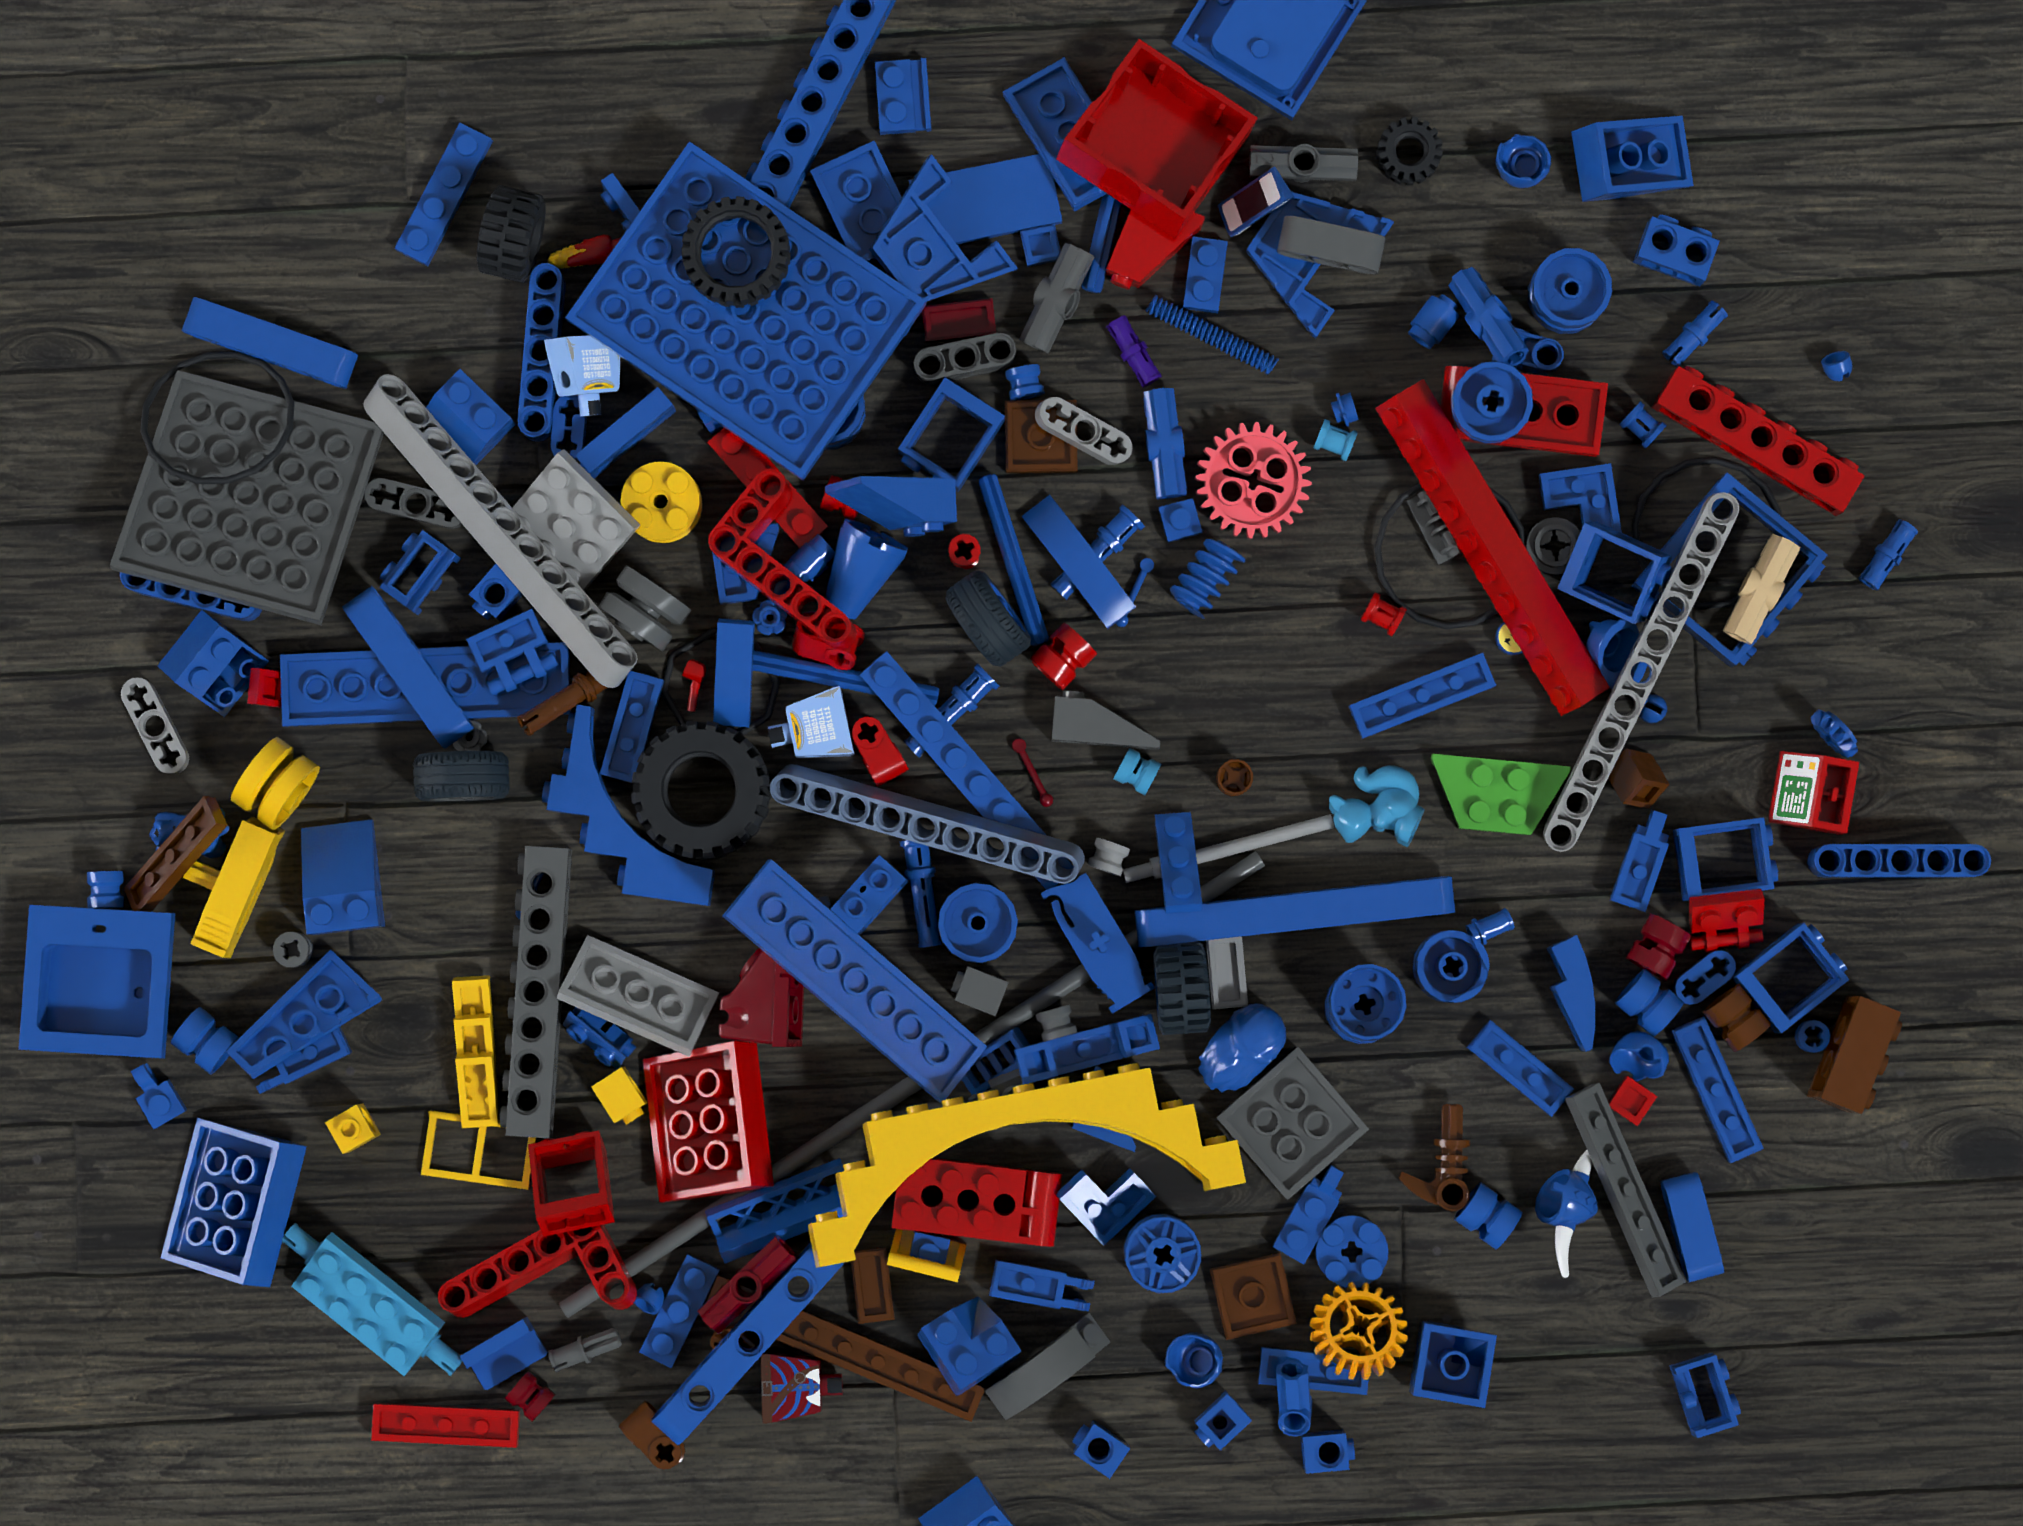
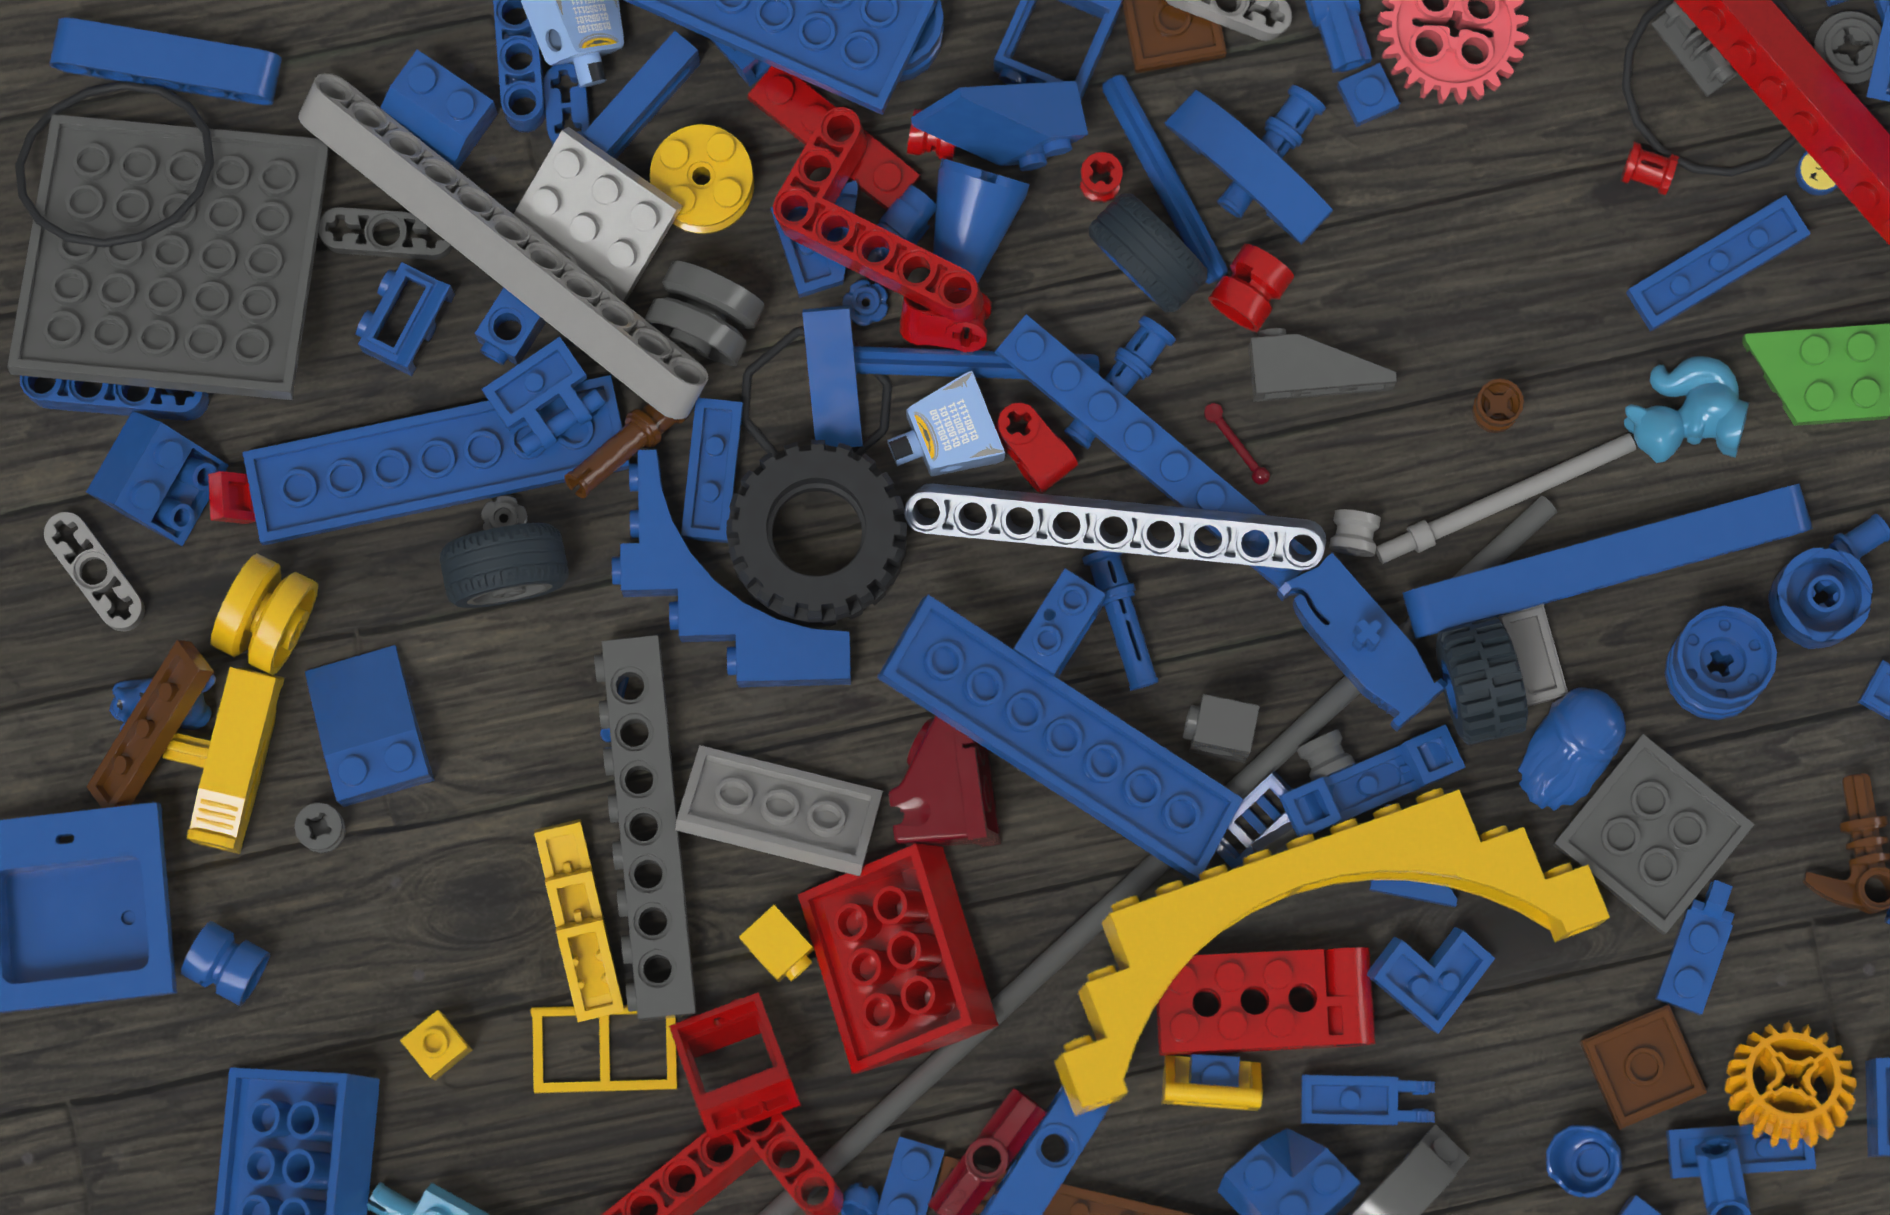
camera: 10 degrees left, 5 degrees down
(105, 889) = (63, 788): blue wheel -> none
(159, 1101) = (176, 1053): blue plate -> none
(306, 1012) = (354, 901): blue wing -> none
(311, 1058) = (355, 963): blue hinge -> none
(408, 667) = (412, 438): blue beam -> none
(608, 1046) = (752, 886): blue hinge -> none
(696, 672) = (782, 388): red hand -> none
(785, 1218) = (1016, 1066): blue fence -> none
(872, 1285) = (1147, 1137): reddish brown tile -> none
(957, 916) = (1199, 671): blue wheel -> none
(1144, 775) = (1382, 422): dark azure wheel -> none
(1146, 566) = (1335, 160): blue hinge -> none
(1155, 1232) = (1492, 1039): blue wheel -> none
(1178, 862) = (1447, 523): blue plate -> none
(1206, 576) = (1412, 157): blue piece -> none
(1336, 1237) = (1776, 965): blue plate -> none

